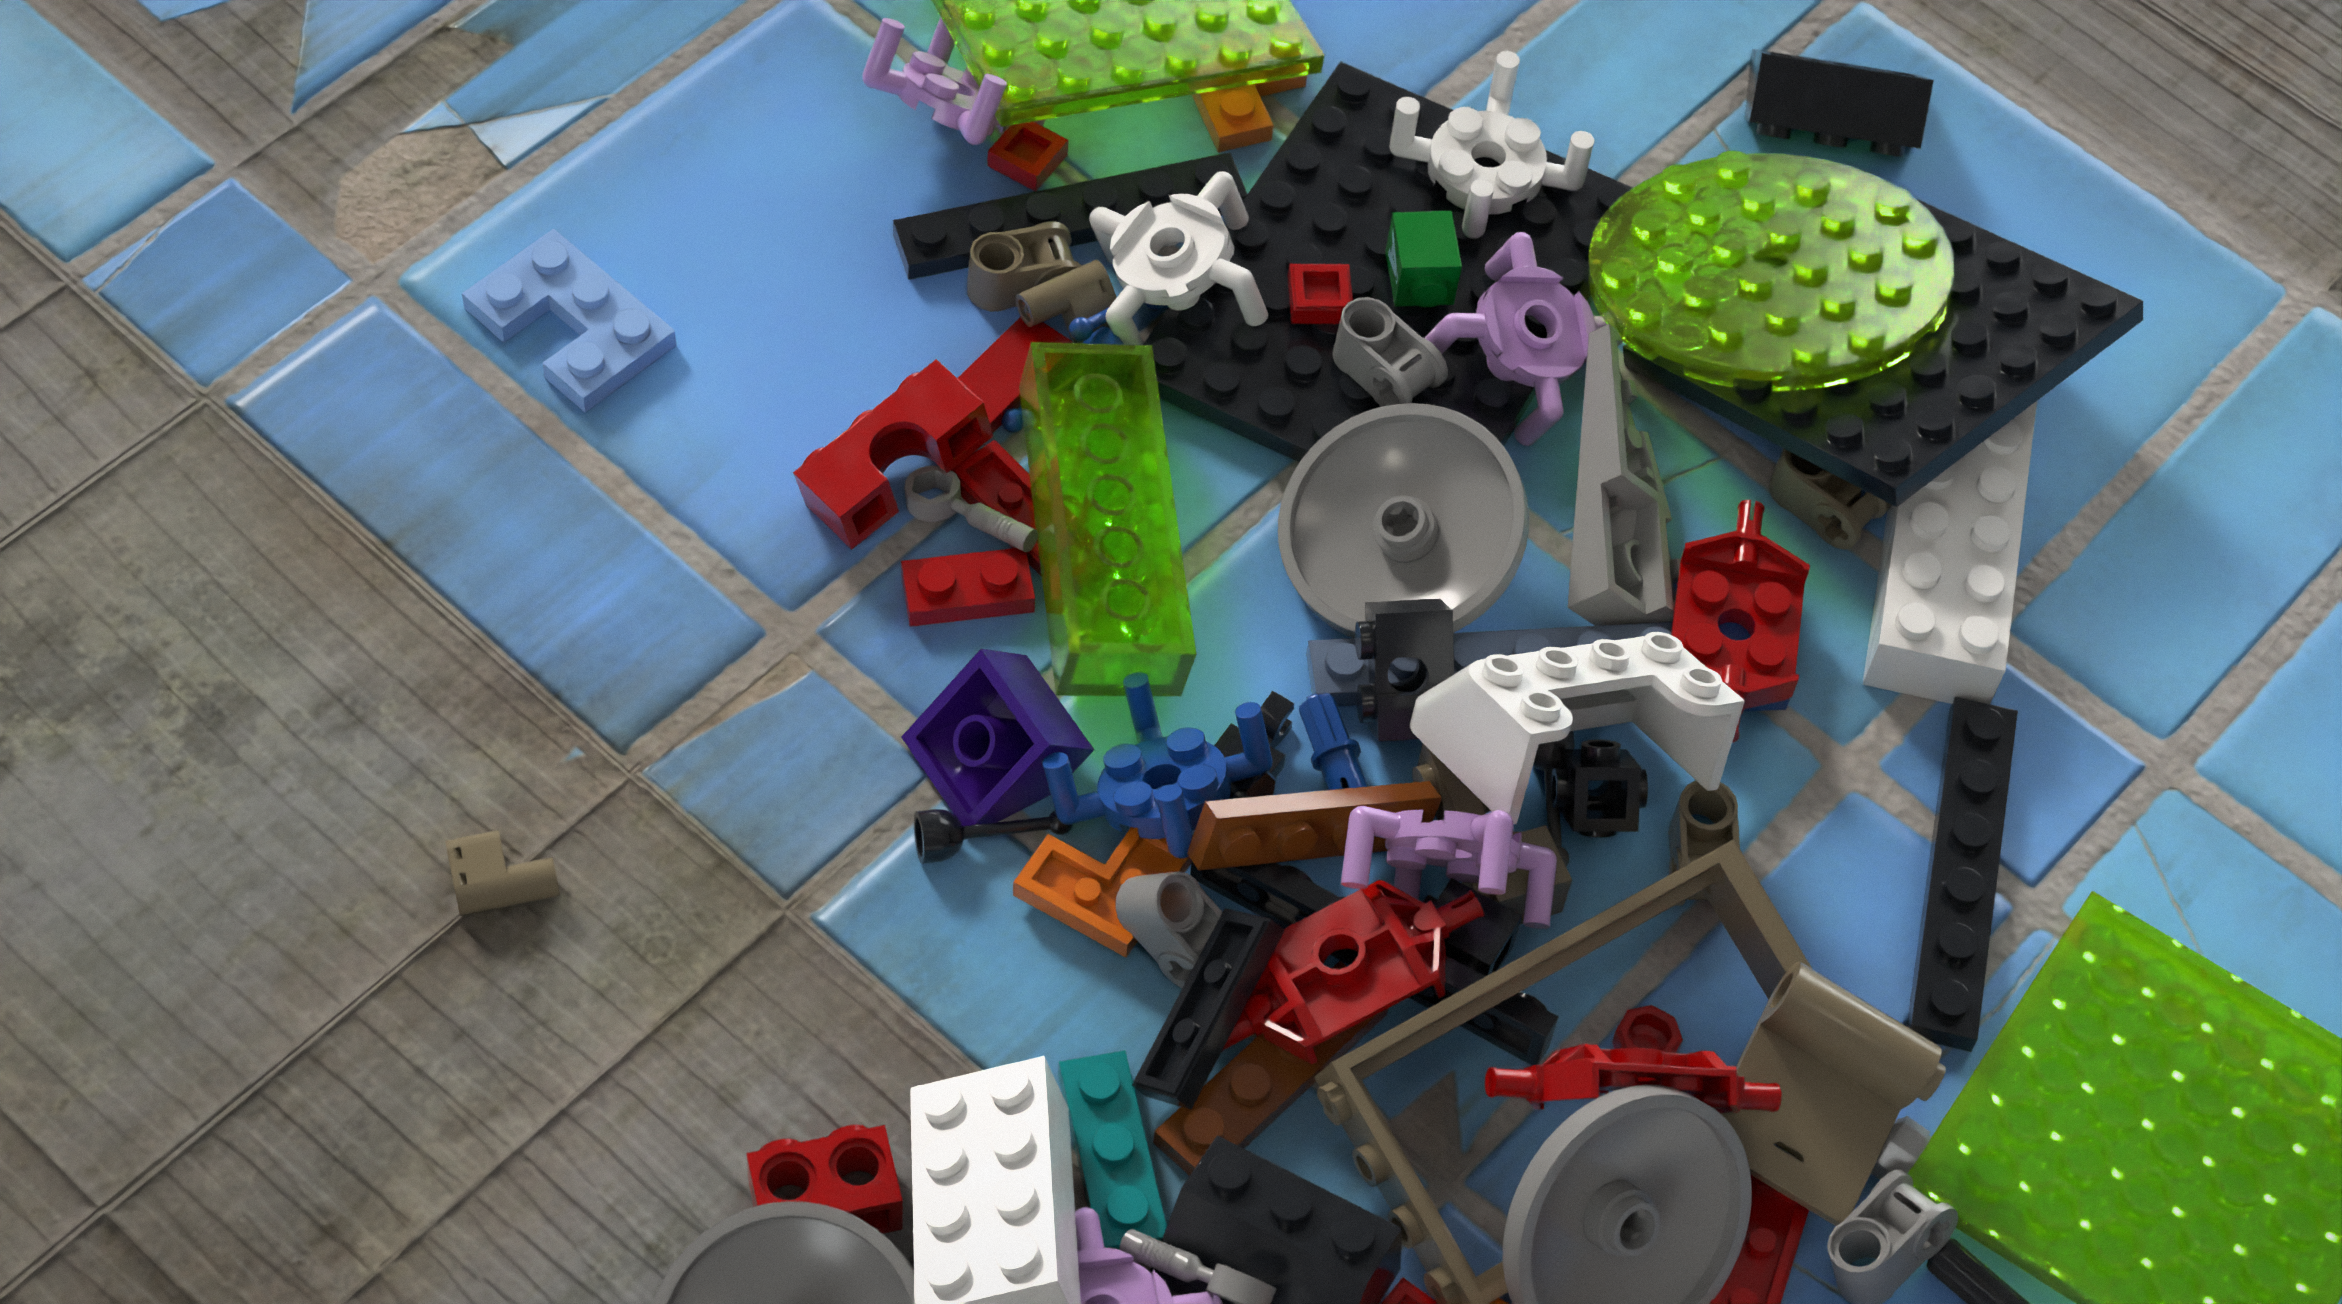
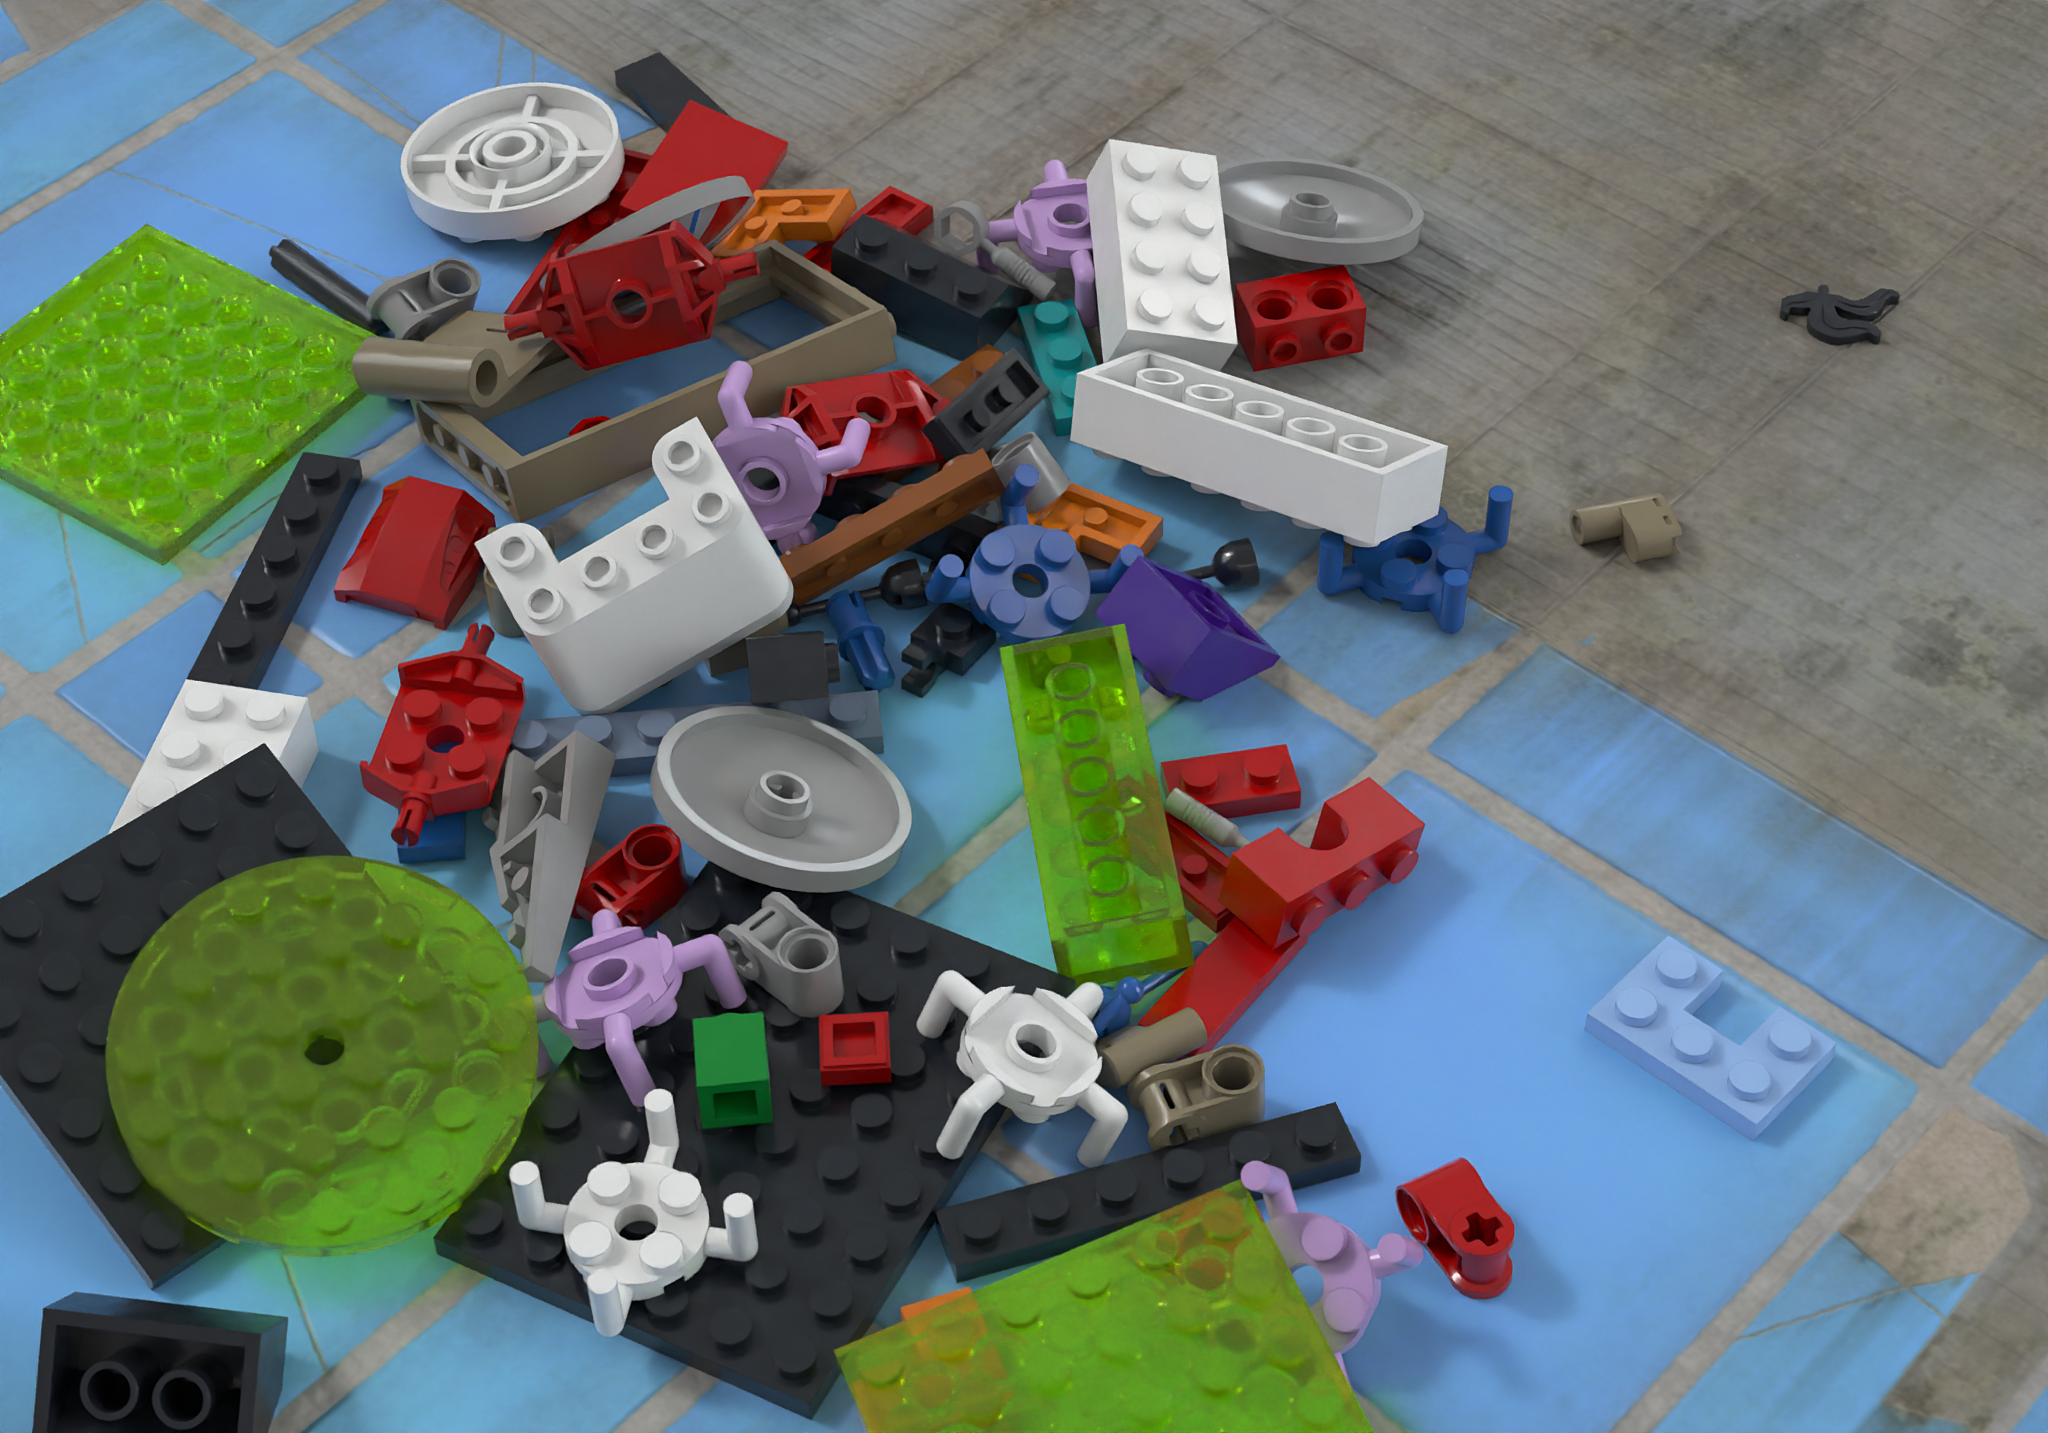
camera: 175 degrees left, 10 degrees down
(168, 1226) = (1824, 313): none -> black piece
(737, 813) = (1433, 586): none -> blue plate
(821, 153) = (1460, 1227): none -> red piece
(906, 902) = (1259, 446): none -> white brick
(1548, 478) = (635, 878): none -> red piece
(1824, 884) = (418, 552): none -> red slope

